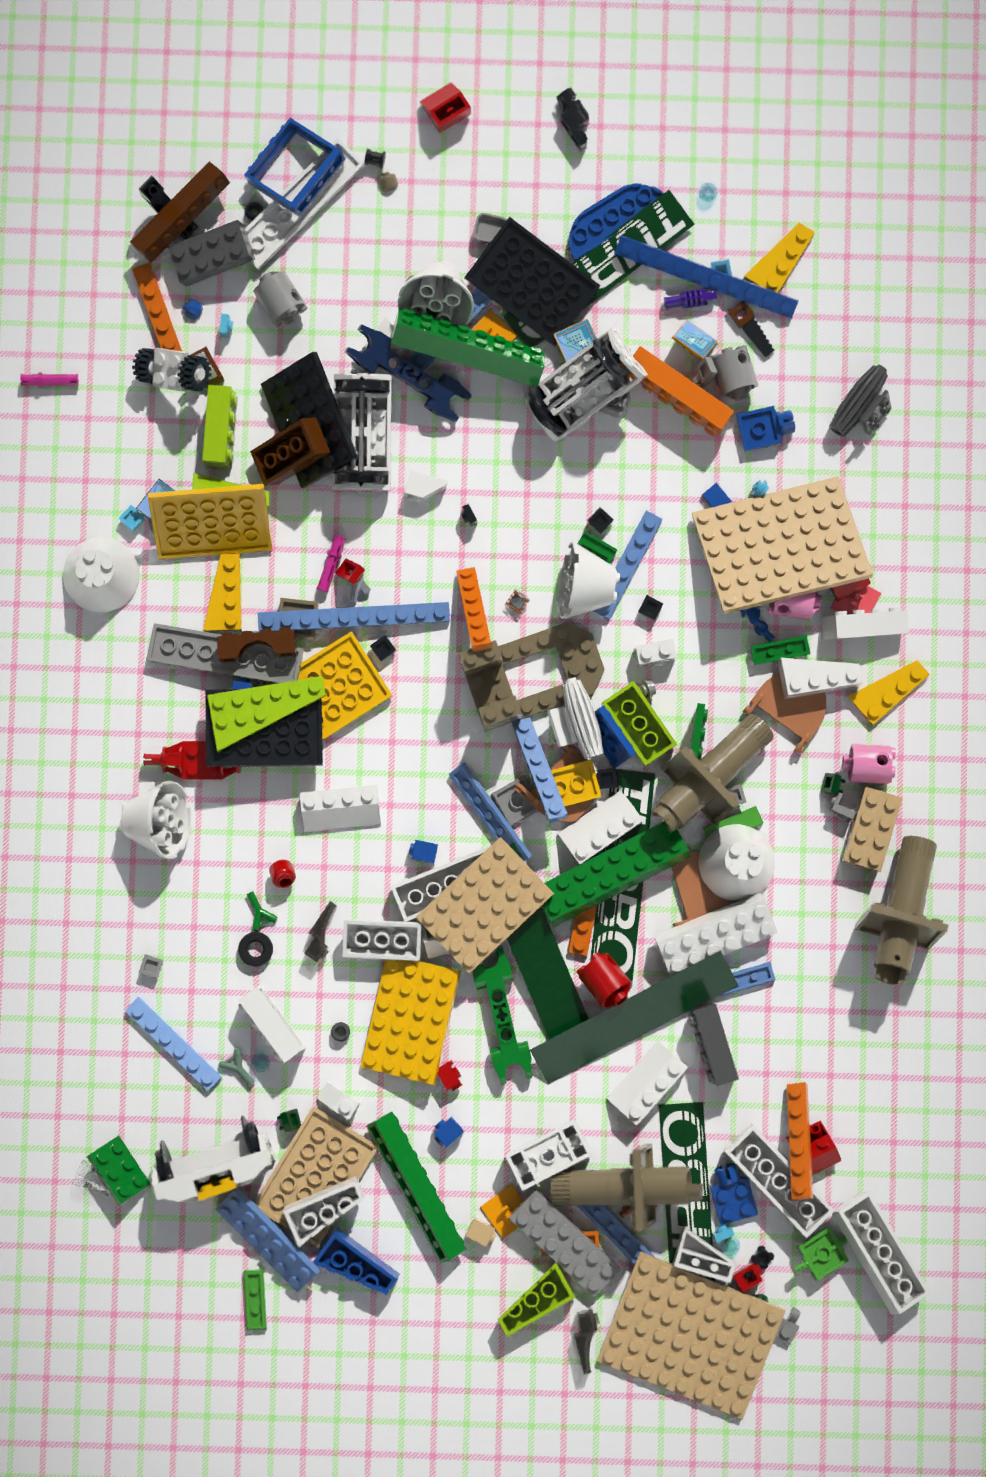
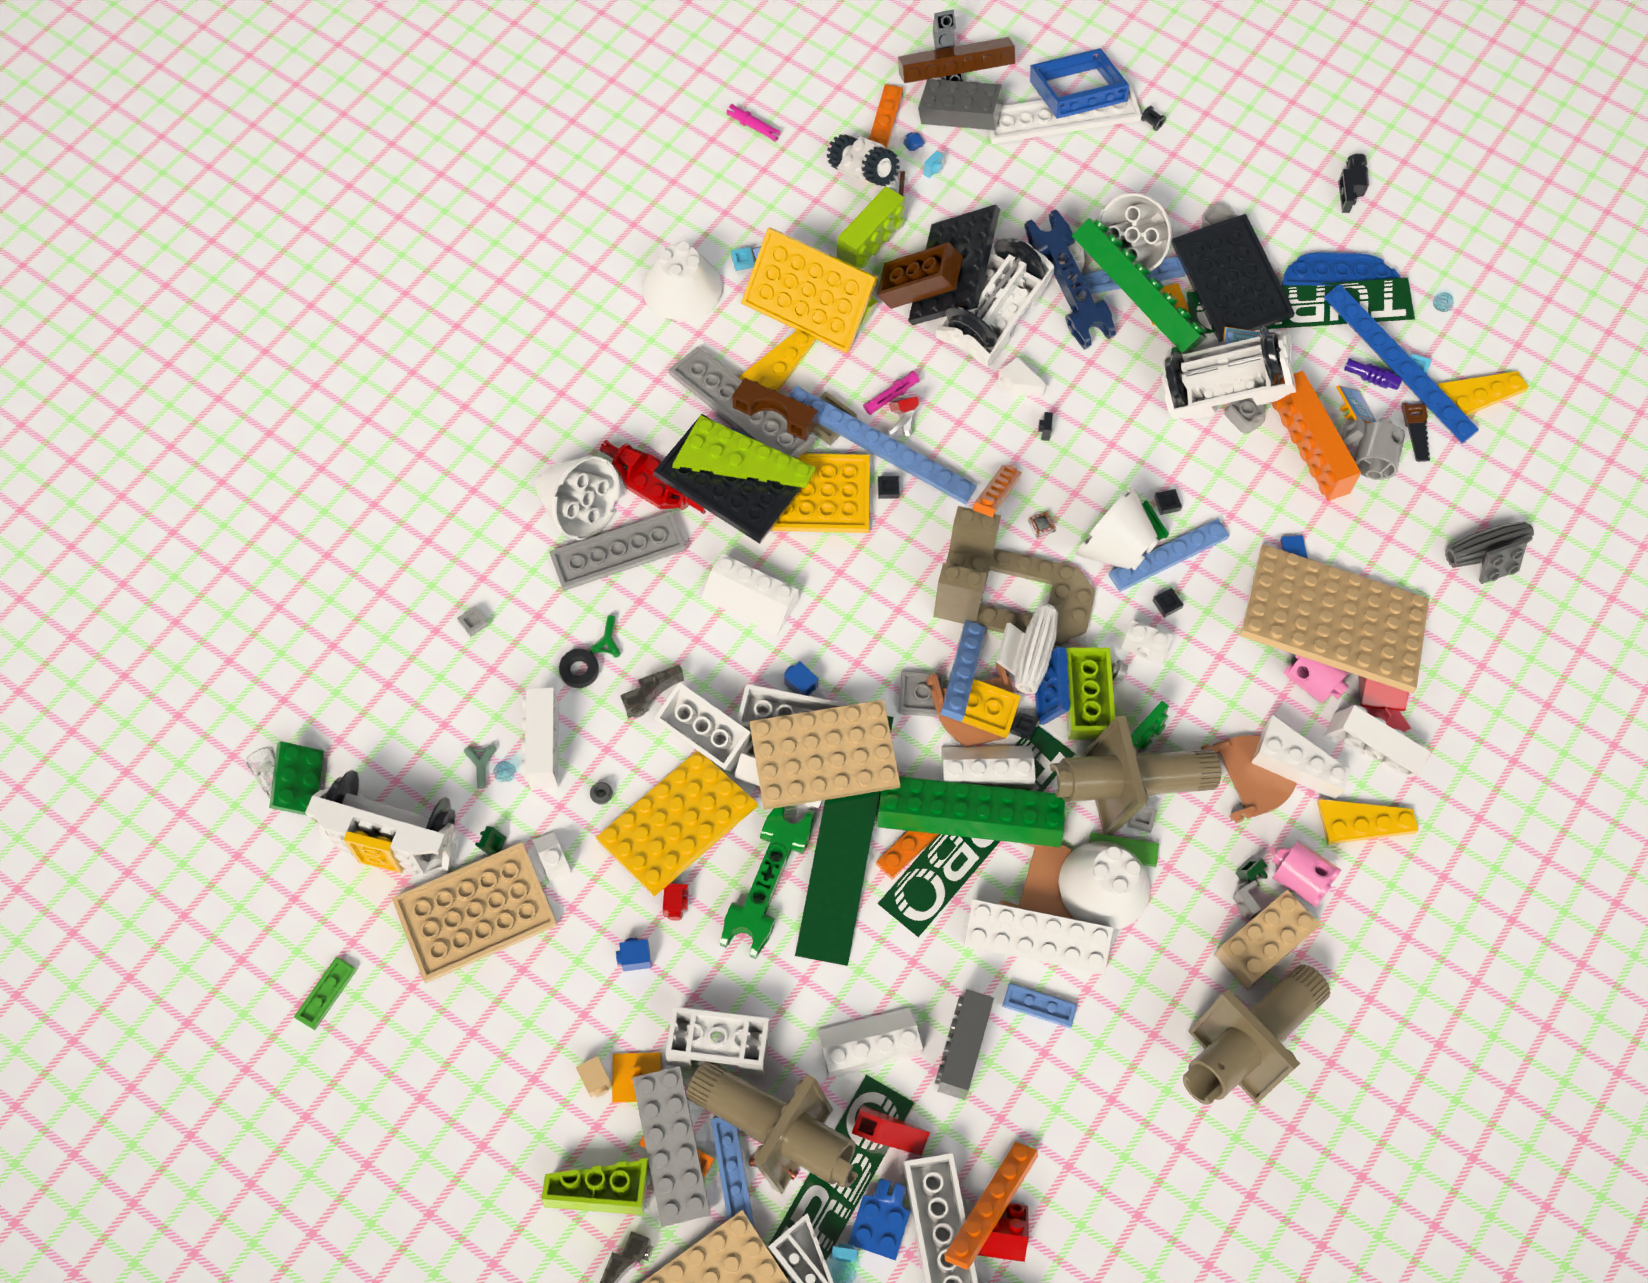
camera: 35 degrees right, 20 degrees down
(173, 1043) = (438, 704): light blue plate -> none
(216, 838) = (617, 551): none -> light grey plate
(249, 207) = (1019, 97): black plate -> none
(267, 1239) = (381, 939): medium blue plate -> none
(279, 297) = (995, 167): light grey cylinder -> none
(282, 873) = (653, 615): red head -> none
(320, 1209) = (450, 939): white wedge -> none
(356, 1263) = (447, 1018): blue wedge -> none
(388, 181) = (1152, 142): dark tan piece -> none
(416, 1187) = (563, 988): green brick -> none
(446, 107) = (1242, 116): red slope -> none
(486, 808) = (887, 677): medium blue plate -> none
(605, 980) = (895, 905): red cylinder -> none
(634, 1017) = (899, 964): dark green sticker -> none
(699, 1136) = (889, 1131): none -> red slope
(759, 488) = (1343, 563): medium azure plate -> none
(761, 626) = (1266, 671): blue animal -> none
(764, 427) = (1380, 515): blue plate -> none
(775, 650) = (1262, 710): green plate -> none

